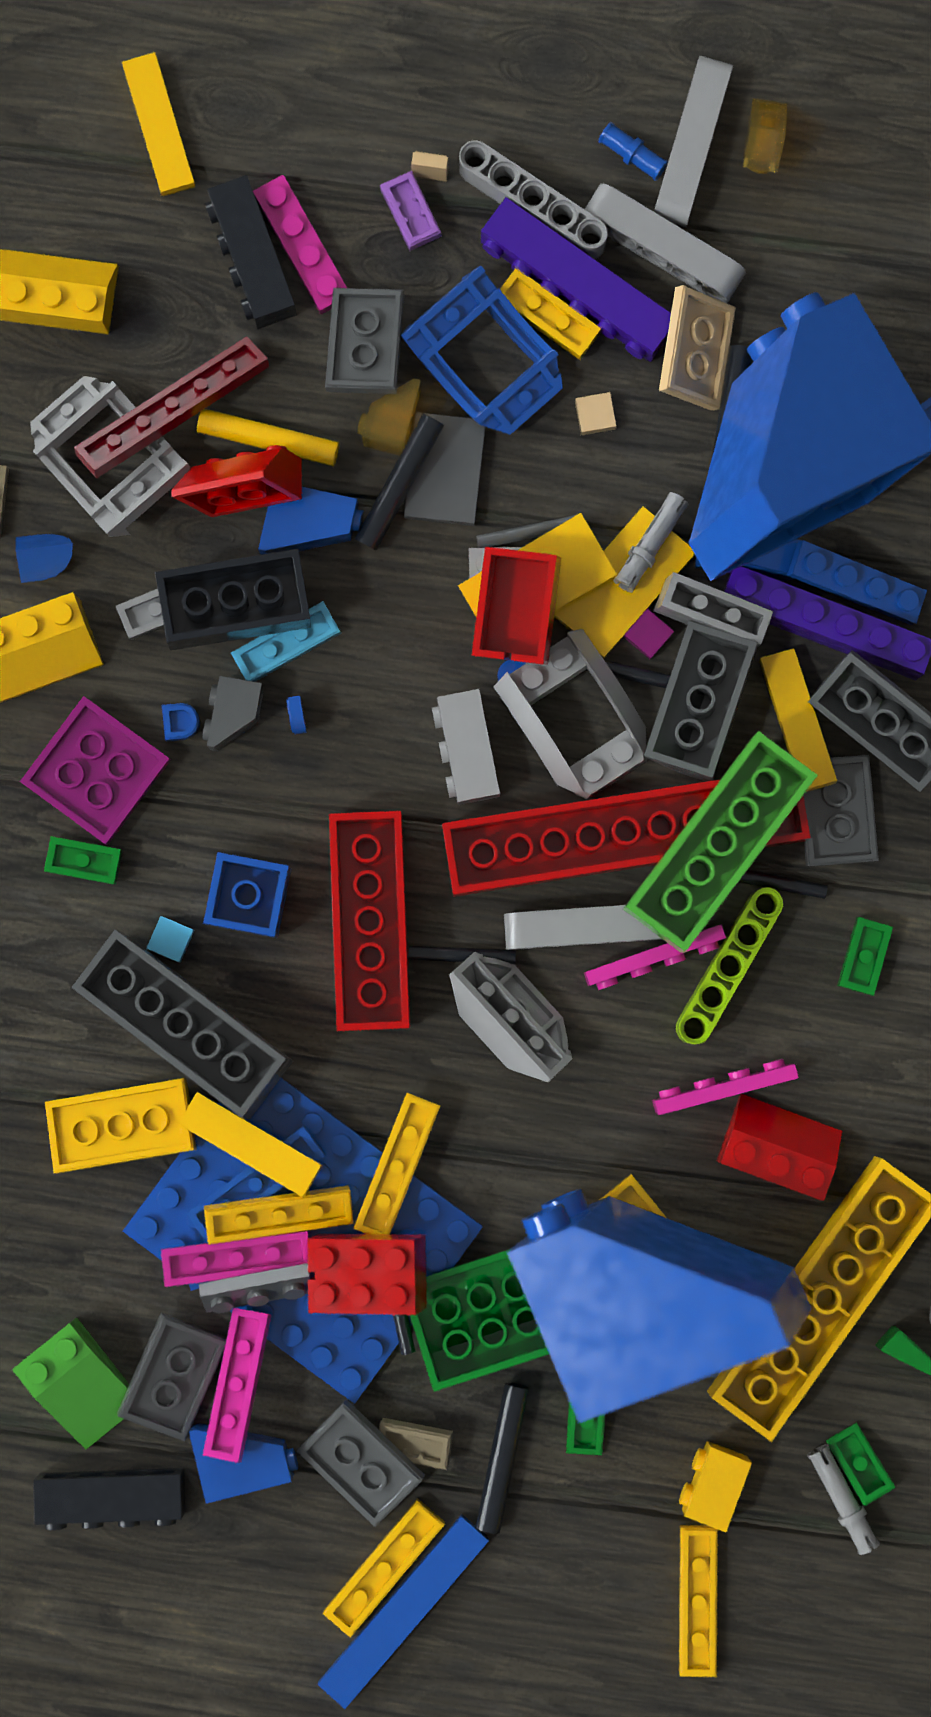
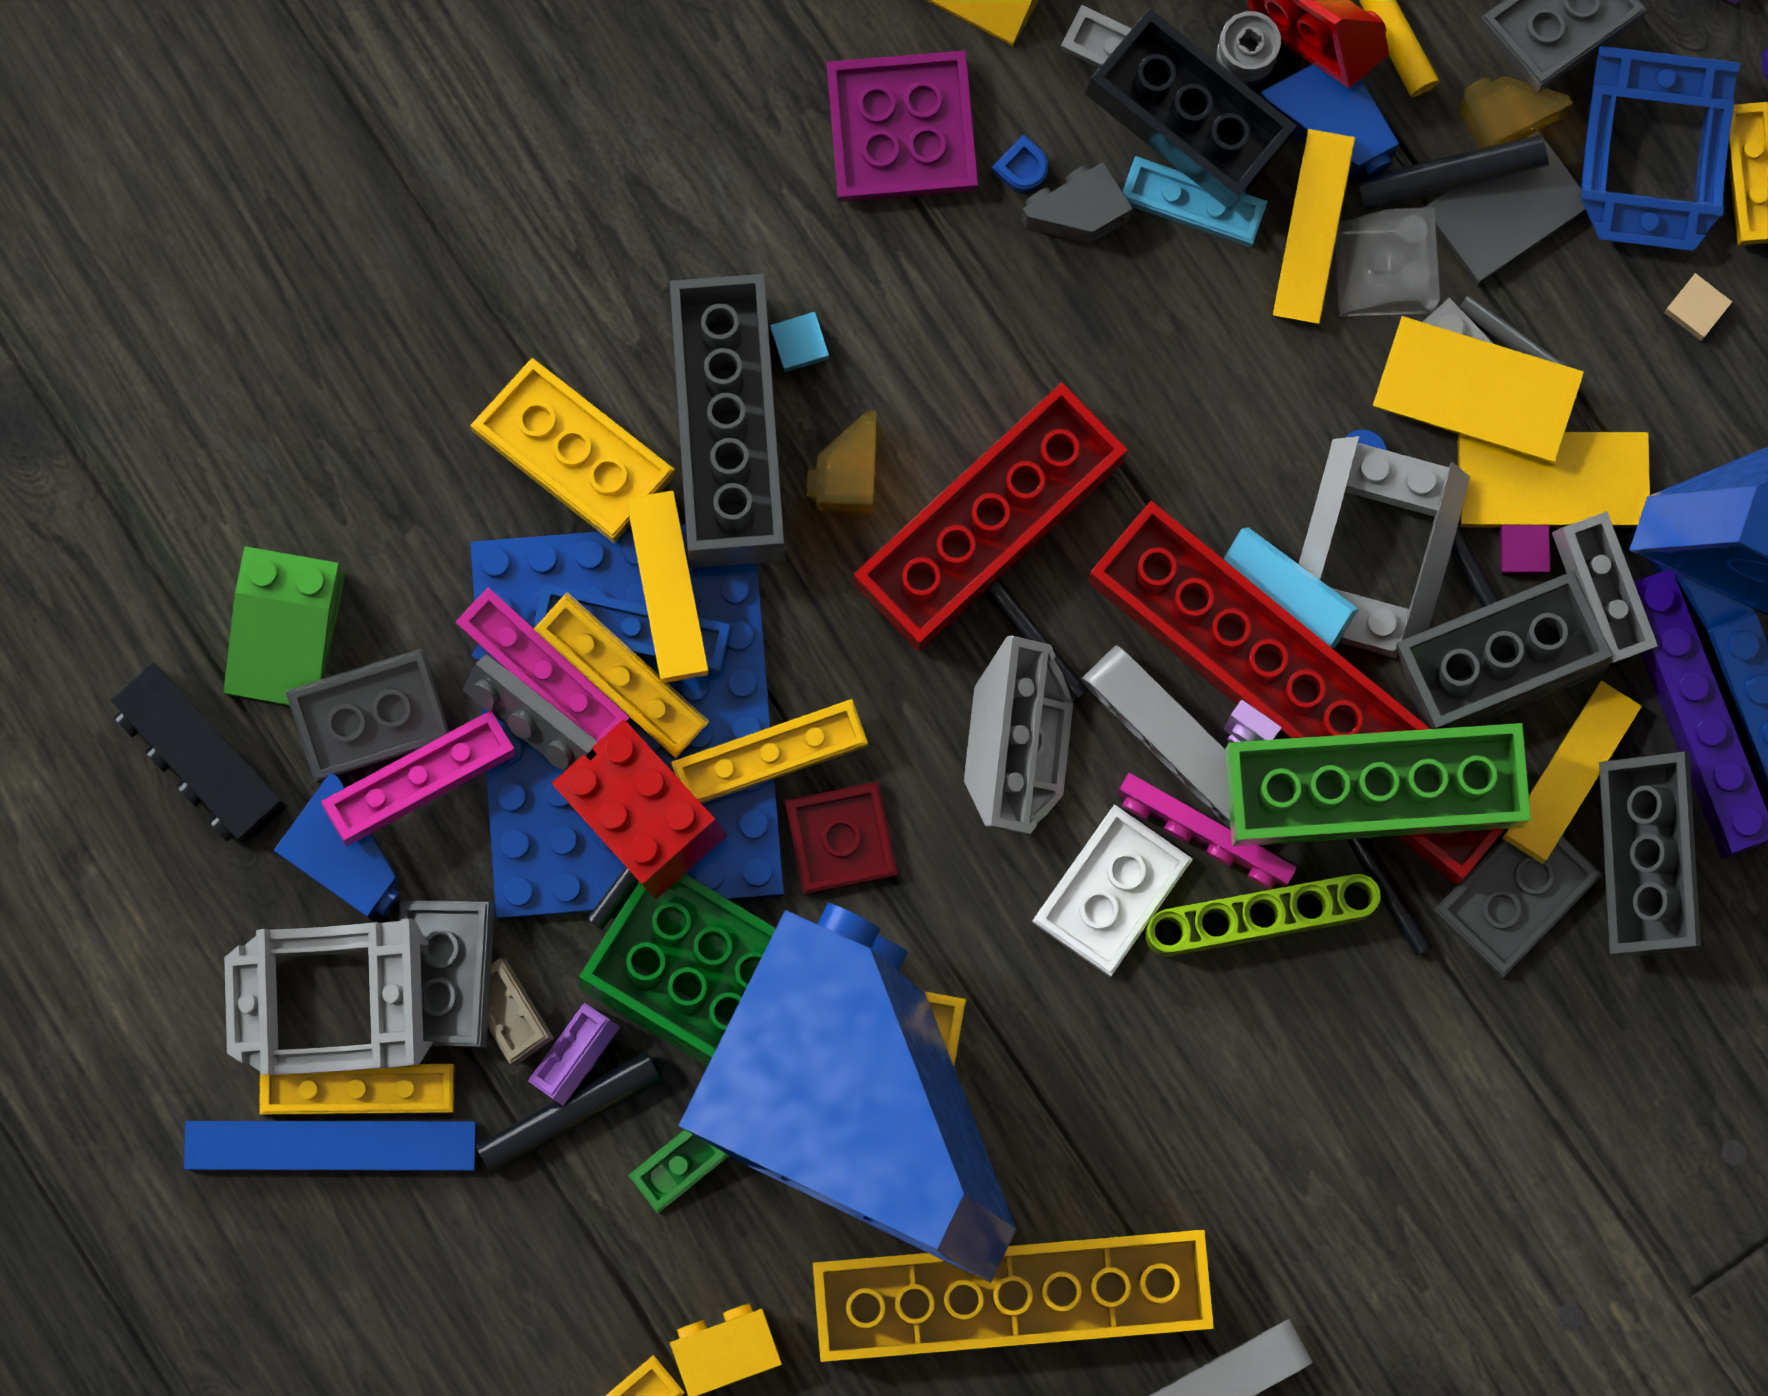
camera: 50 degrees right, 5 degrees down
(83, 860) = (802, 190): green plate -> none
(226, 534) = (1249, 47): none -> light grey wheel
(247, 895) = (910, 376): blue brick -> none
(269, 977) = (847, 470): none -> clear yellow slope
(296, 715) = (1131, 271): blue tile -> none
(348, 1504) = (393, 997): none -> light grey wedge
(362, 588) = (1314, 226): none -> yellow tile
(419, 565) = (1388, 263): none -> clear slope
(466, 747) = (1248, 465): light grey brick -> none
(471, 1427) = (573, 1054): none -> medium lavender plate
(478, 1165) = (841, 838): none -> dark red tile
(516, 605) = (1432, 385): red piece -> none
(557, 786) = (1291, 586): none -> medium azure tile
(621, 882) = (1250, 725): none -> lavender plate
(641, 1037) = (1112, 890): none -> white tile
(657, 532) = (1601, 471): light grey pin -> none
(739, 1082) = (1153, 1026): dark pink plate -> none
(781, 1147) = (1124, 1125): red slope -> none
(865, 956) = (1394, 1046): green plate -> none

